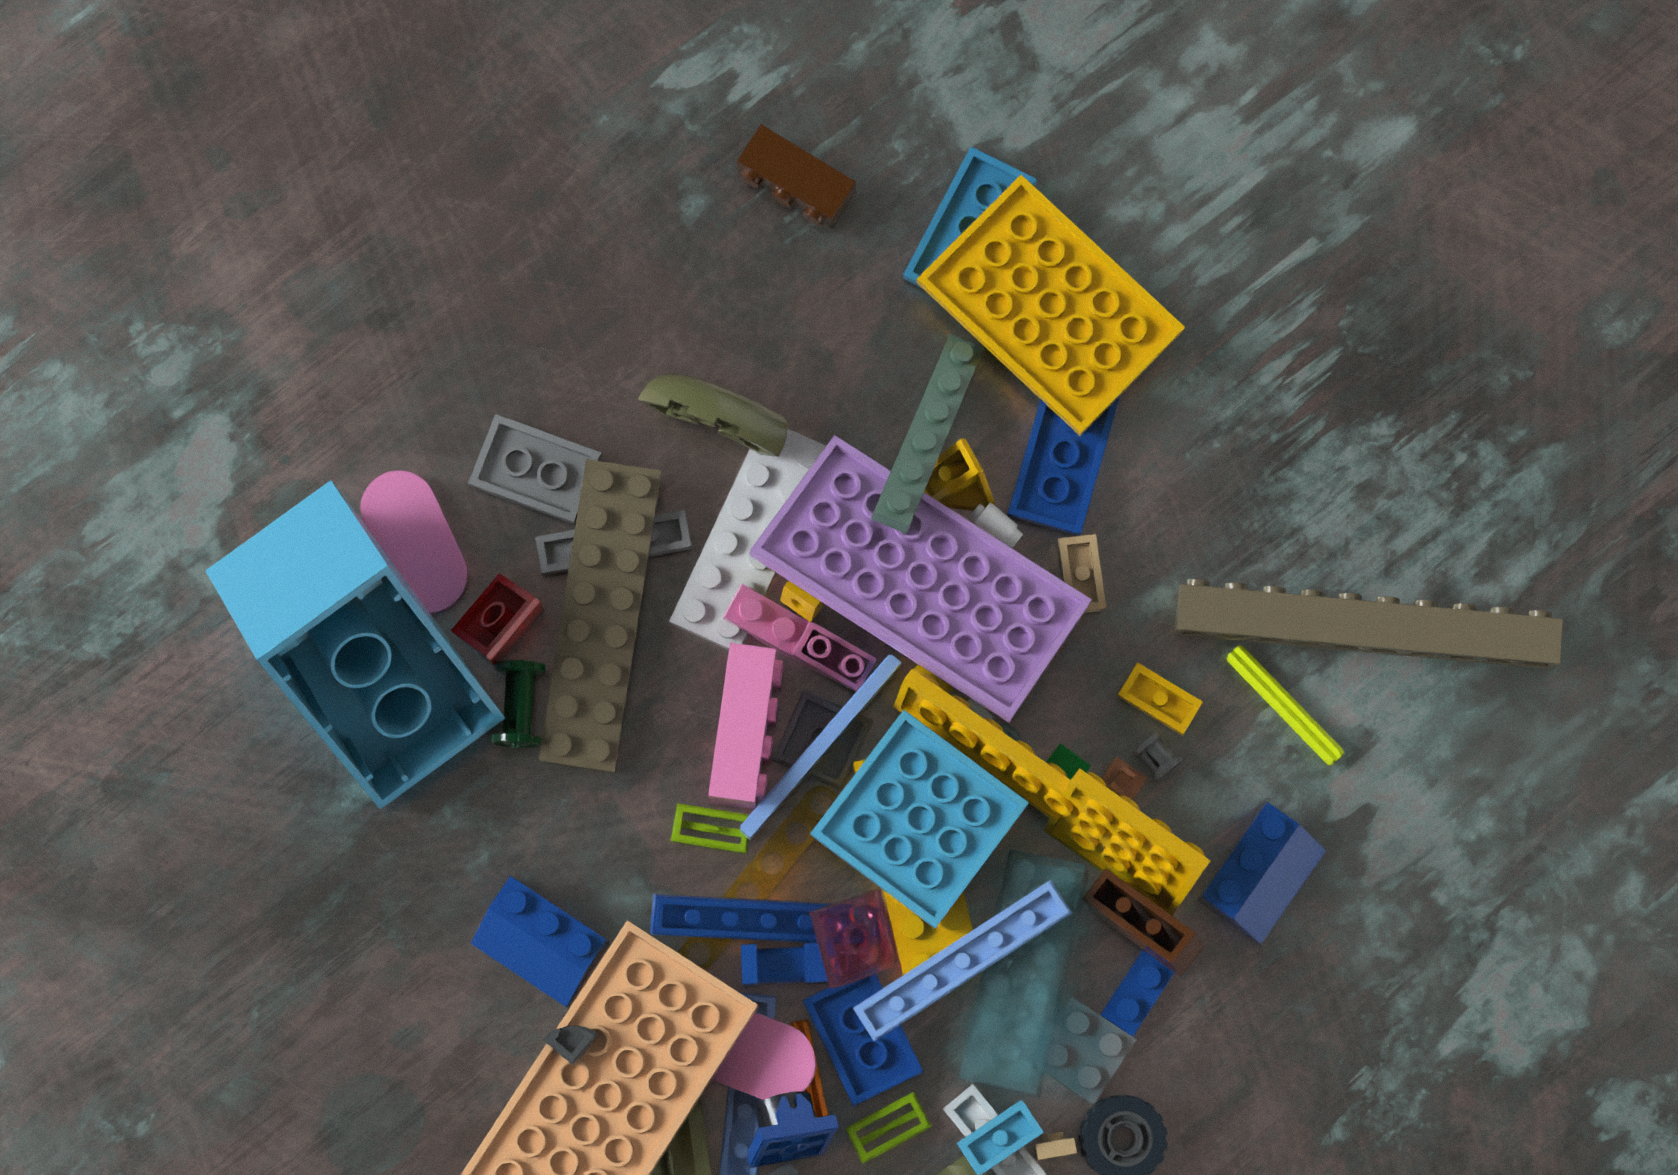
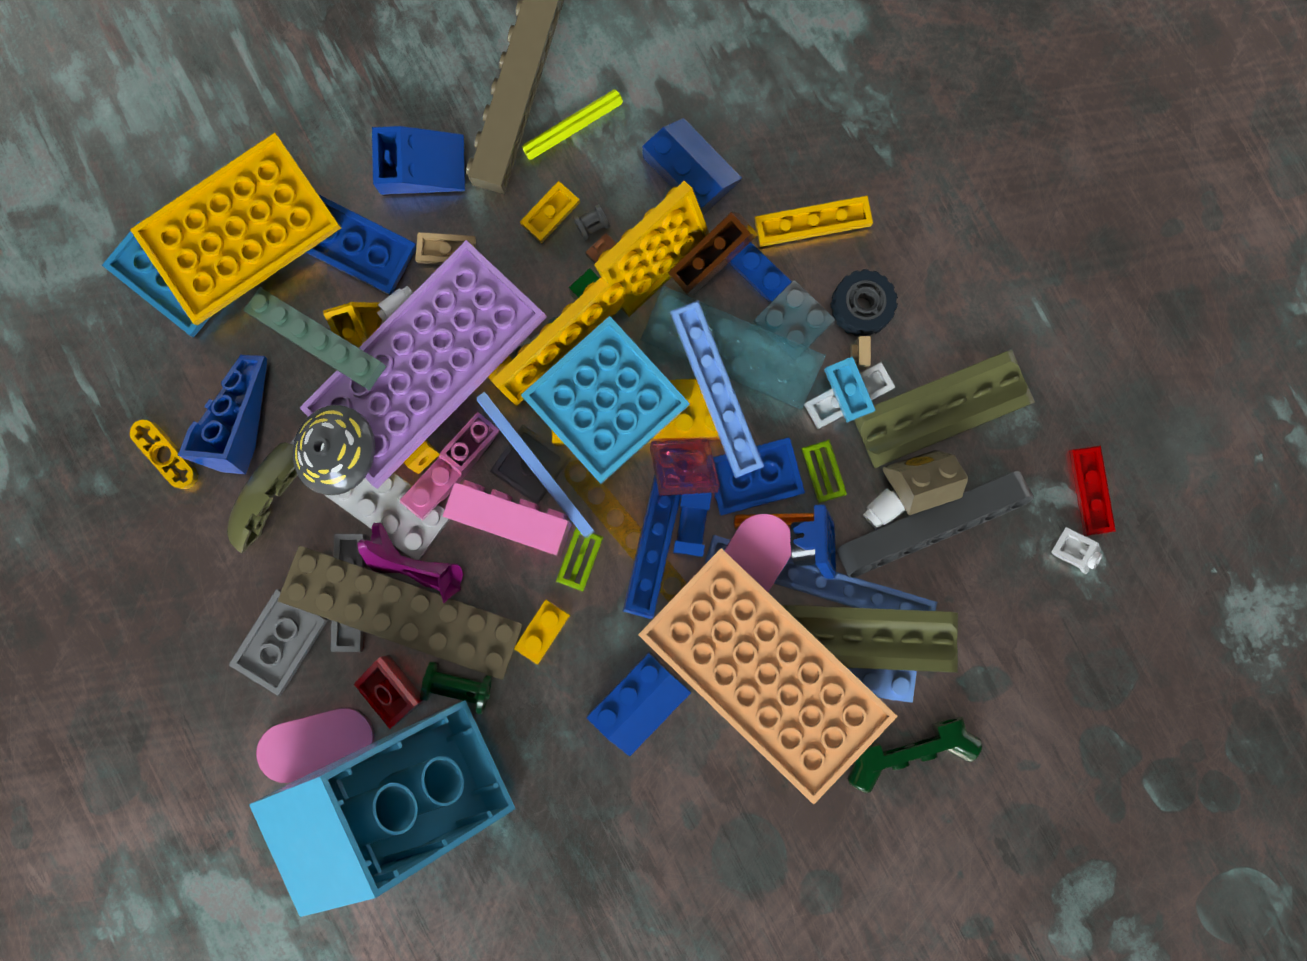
camera: 75 degrees left, 5 degrees up
(571, 1042) = (722, 694): dark grey tile -> none
(609, 798) = (542, 631): none -> yellow plate
(665, 579) = (384, 558): none -> magenta animal
(721, 290) = (171, 474): none -> yellow beam
(787, 508) = (346, 450): none -> dark grey dish
(794, 348) = (229, 427): none -> blue wedge
(795, 177) = (95, 401): reddish brown brick -> none
(1190, 515) = (417, 160): none -> blue slope
(1220, 1050) = (813, 221): none -> yellow plate

